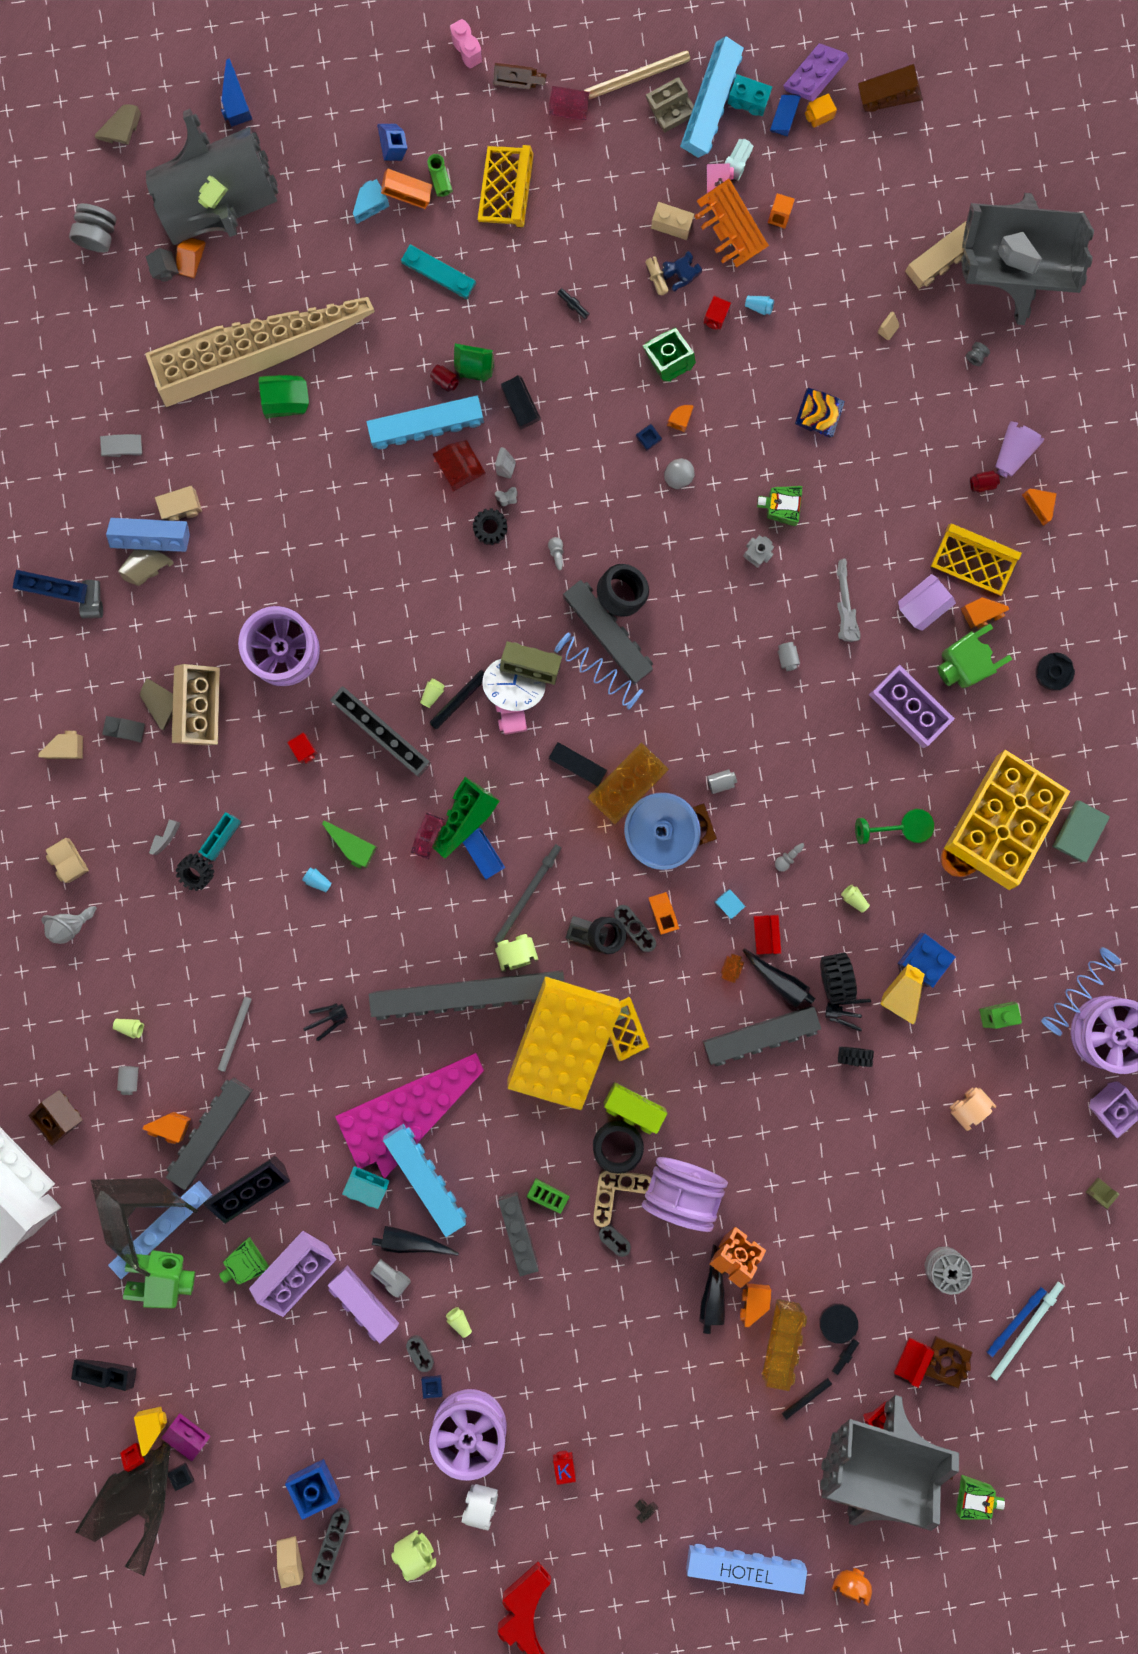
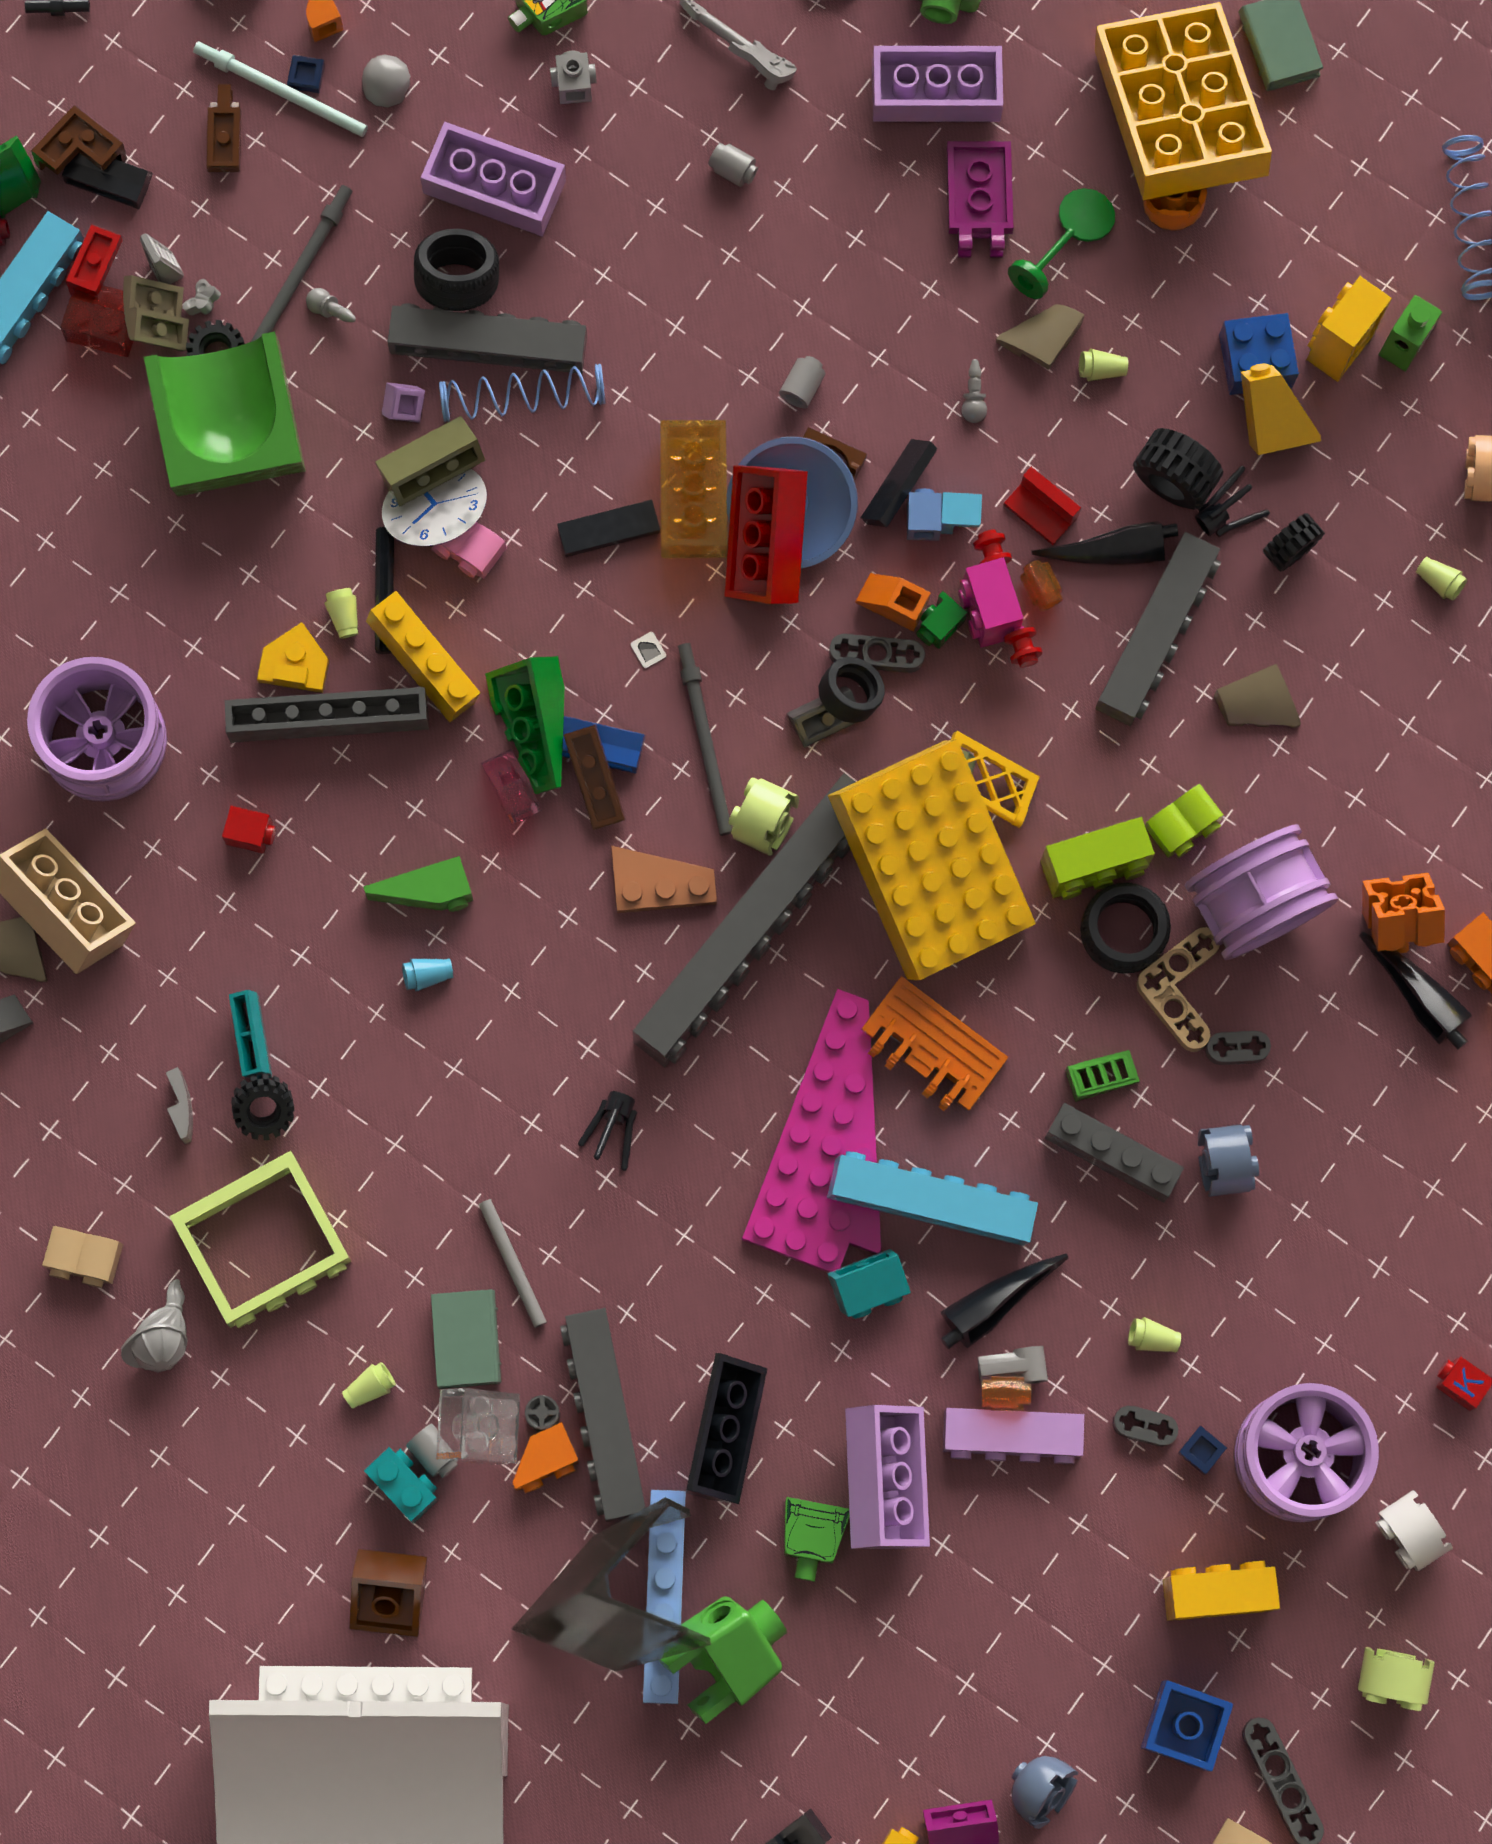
camera: 45 degrees left, 10 degrees down
(101, 1081) = (407, 1491): none -> teal brick
(105, 949) = (236, 1191): none -> yellowish green window
(151, 1090) = (478, 1426): none -> clear brick
(182, 1109) = (542, 1407): none -> dark grey wheel
(185, 1046) = (466, 1339): none -> sand green piece
(231, 1453) = (1041, 1787): none -> sand blue cylinder
(374, 1288) = (1006, 1393): none -> clear orange brick
(378, 1452) = (1220, 1591): none -> yellow brick
(392, 693) = (294, 661): none -> yellow plate
(443, 746) = (422, 656): none -> yellow brick
(448, 936) = (659, 883): none -> nougat wing
(461, 561) = (225, 416): none -> bright green piece
(464, 866) = (594, 777): none -> reddish brown tile
(475, 436) = (93, 261): none -> red panel
(478, 485) = (154, 313): none -> dark tan slope
(492, 1113) = (935, 1042): none -> orange hinge
(521, 371) = (75, 135): none -> reddish brown panel
(543, 832) = (648, 649): none -> white sticker
(546, 625) = (403, 402): none -> lavender slope
(560, 1284) = (1227, 1160): none -> sand blue brick
(587, 431) = (224, 132): none -> reddish brown hinge
(596, 512) = (330, 217): none -> dark grey bar
(620, 399) = (226, 62): none -> light aqua bar
(636, 835) = (766, 534): none -> red slope
(673, 942) = (941, 621): none -> green brick
(674, 546) = (493, 178): none -> lavender brick
(688, 1126) = (1184, 821): none -> lime brick
(703, 956) = (993, 602): none -> dark pink brick
(714, 889) = (924, 515): none -> medium blue brick
(717, 865) = (899, 483): none -> black tile
(772, 1106) = (1258, 700): none -> dark tan slope
(844, 861) = (1043, 334): none -> dark tan slope
(881, 772) = (980, 193): none -> magenta tile
(903, 1131) = (1442, 578): none -> yellowish green cone
(973, 990) = (1347, 327): none -> yellow brick

